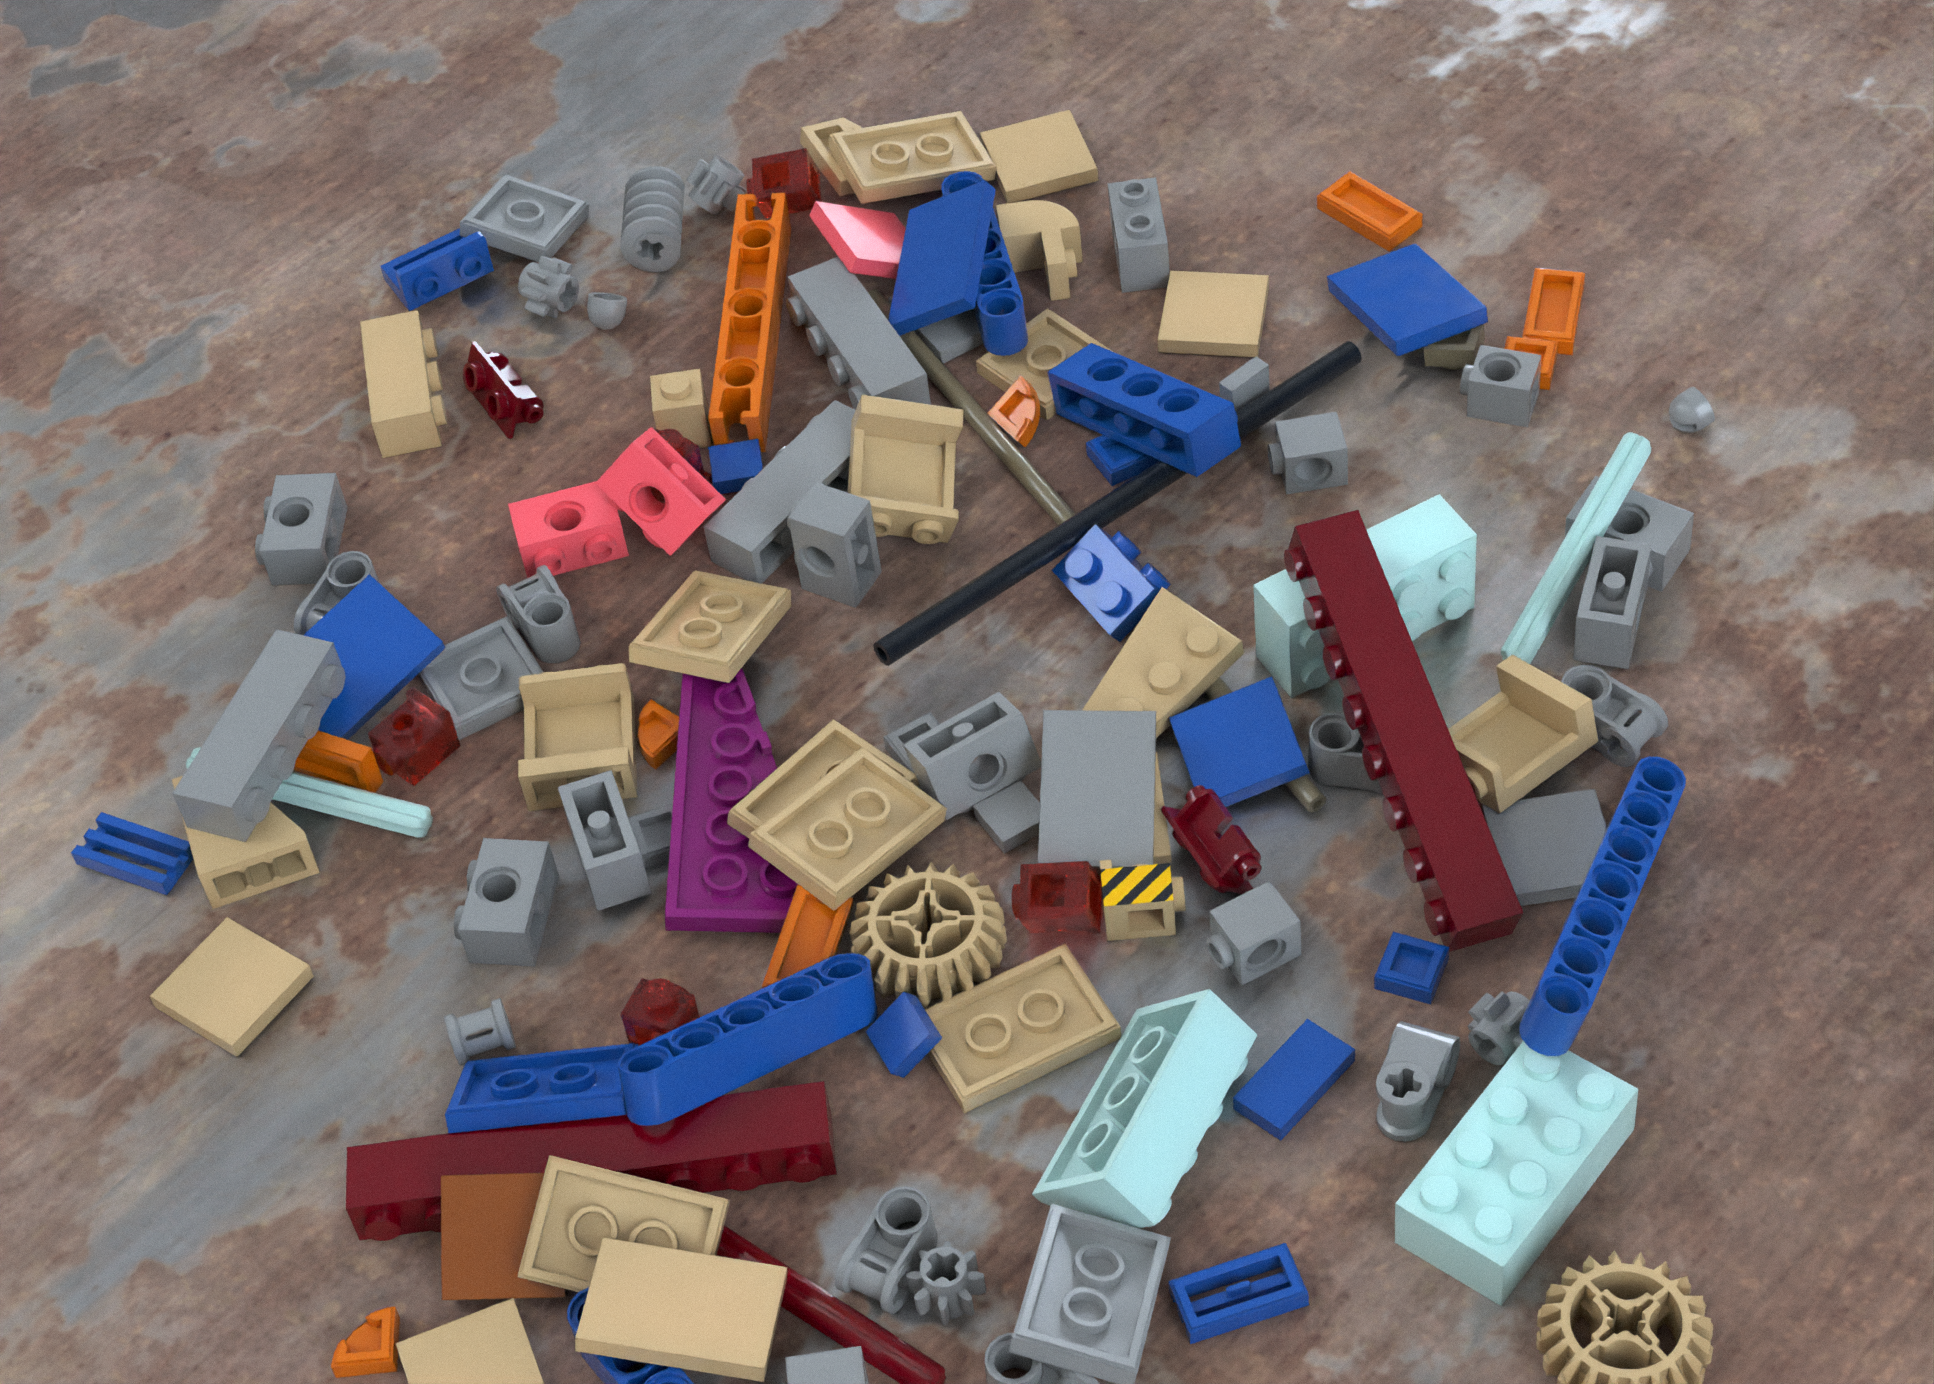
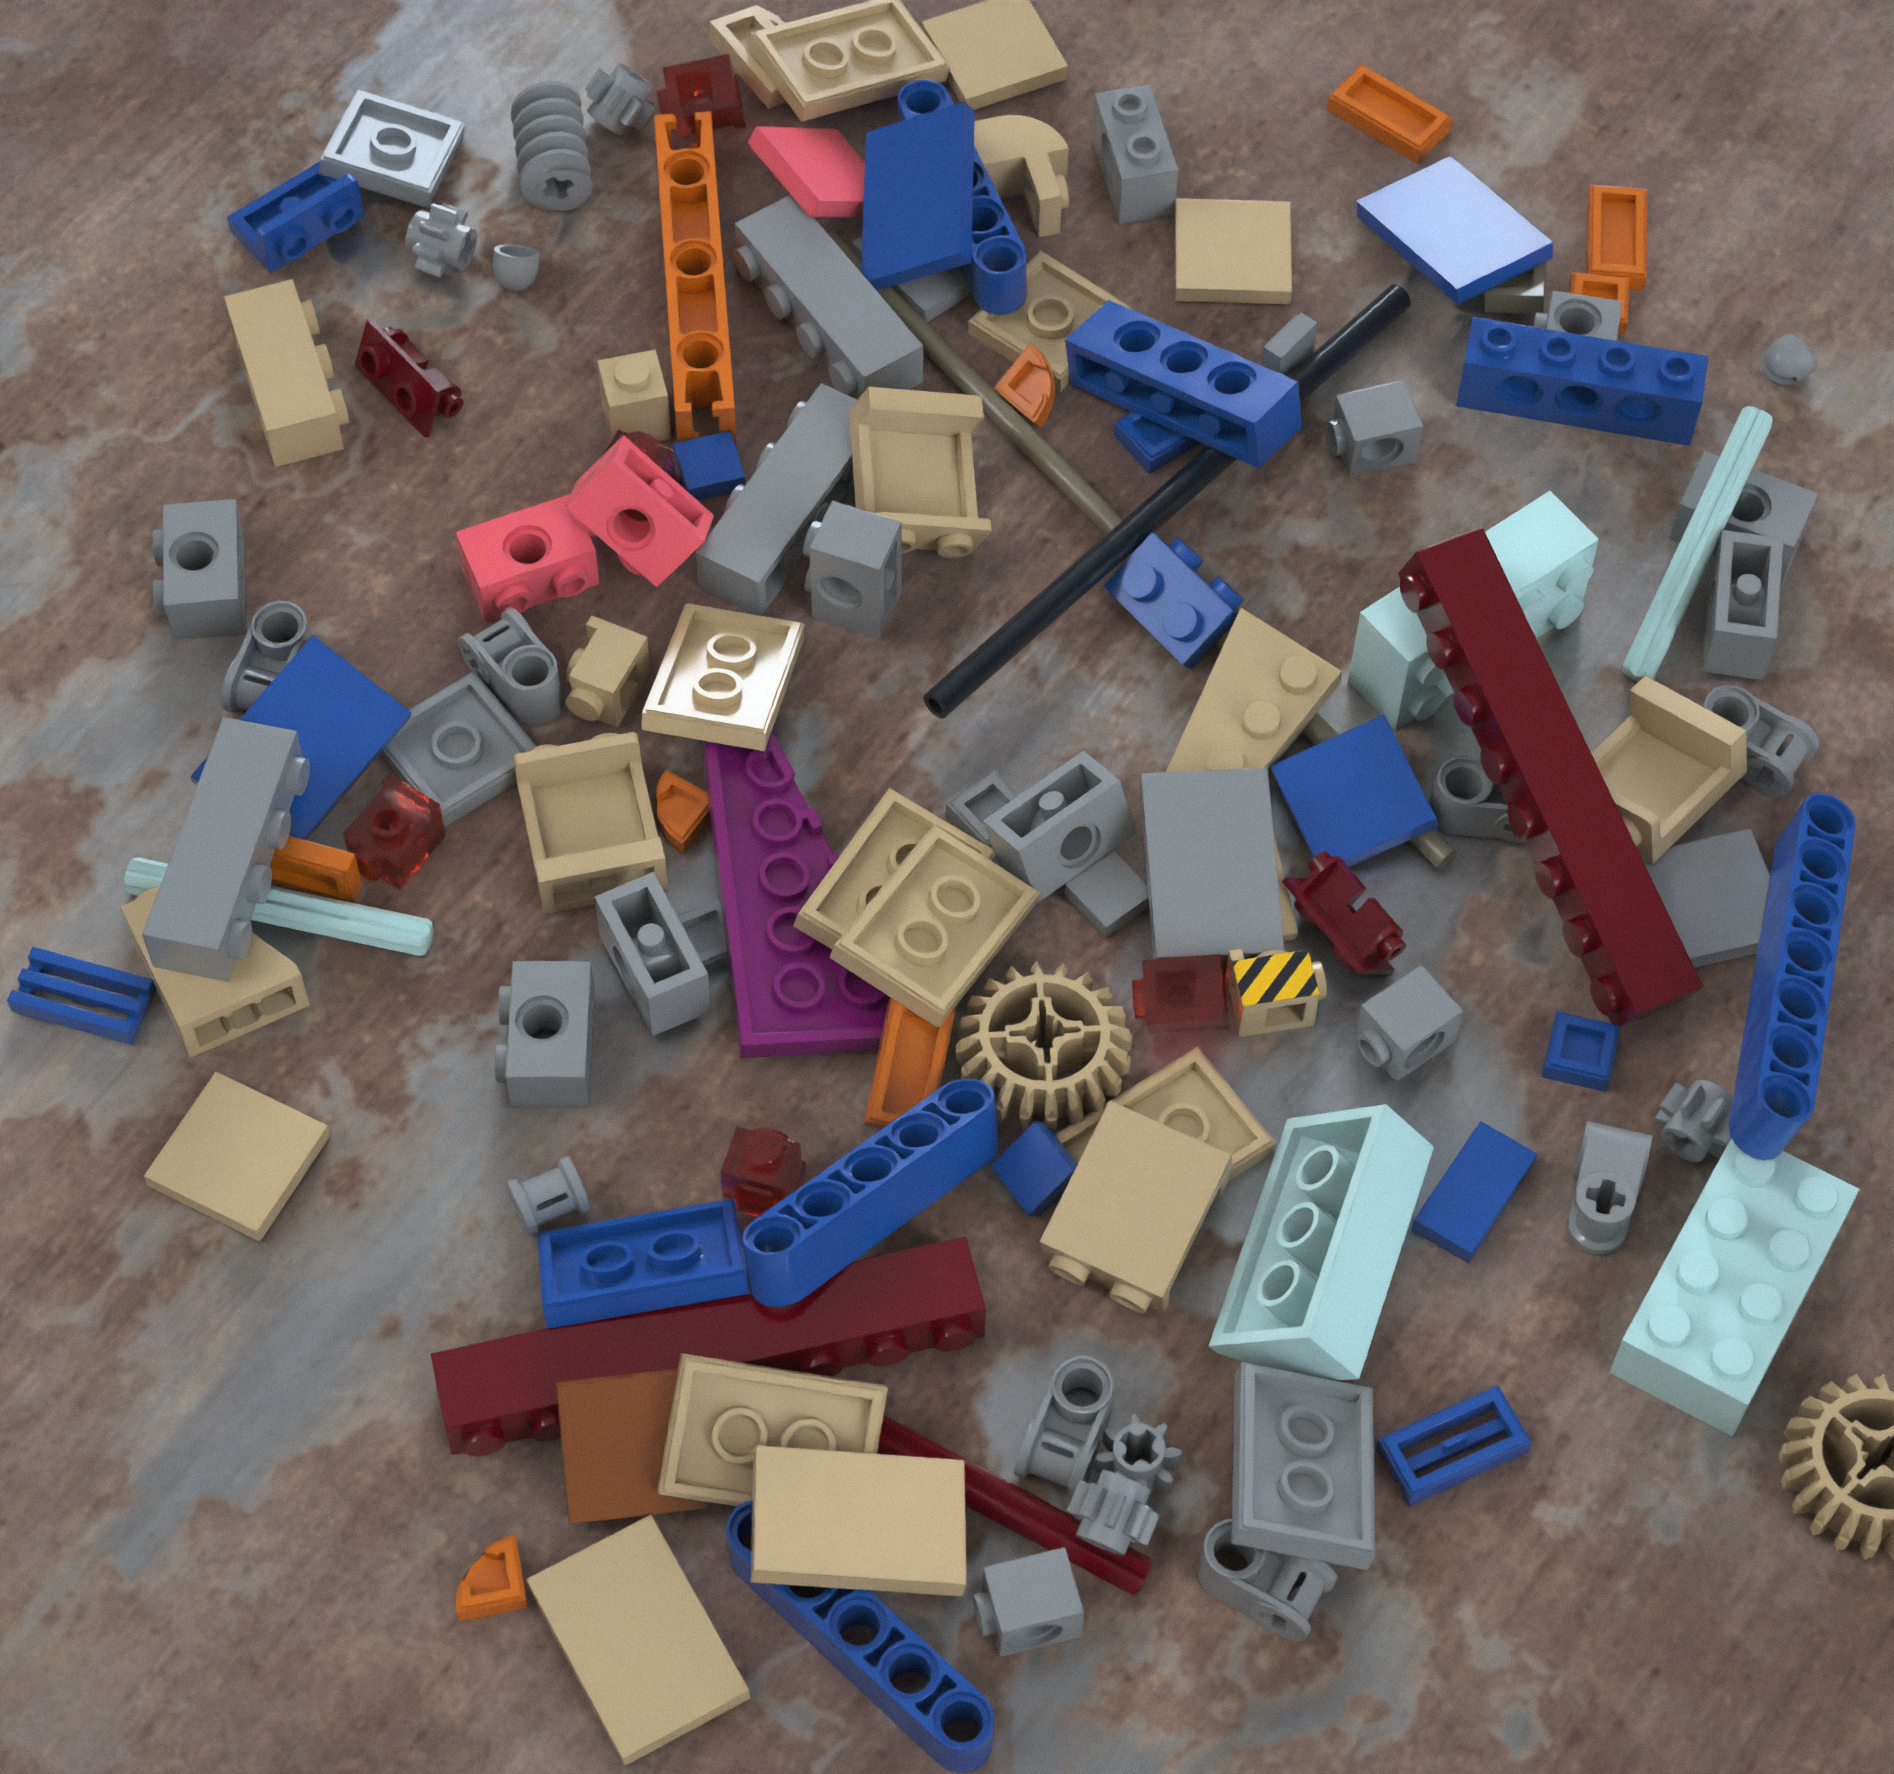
camera: 15 degrees left, 10 degrees up
(614, 619) = (607, 672): none -> tan brick
(909, 1320) = (1113, 1513): none -> light grey gear
(977, 1067) = (1134, 1208): none -> tan panel
(1499, 420) = (1582, 381): none -> blue brick

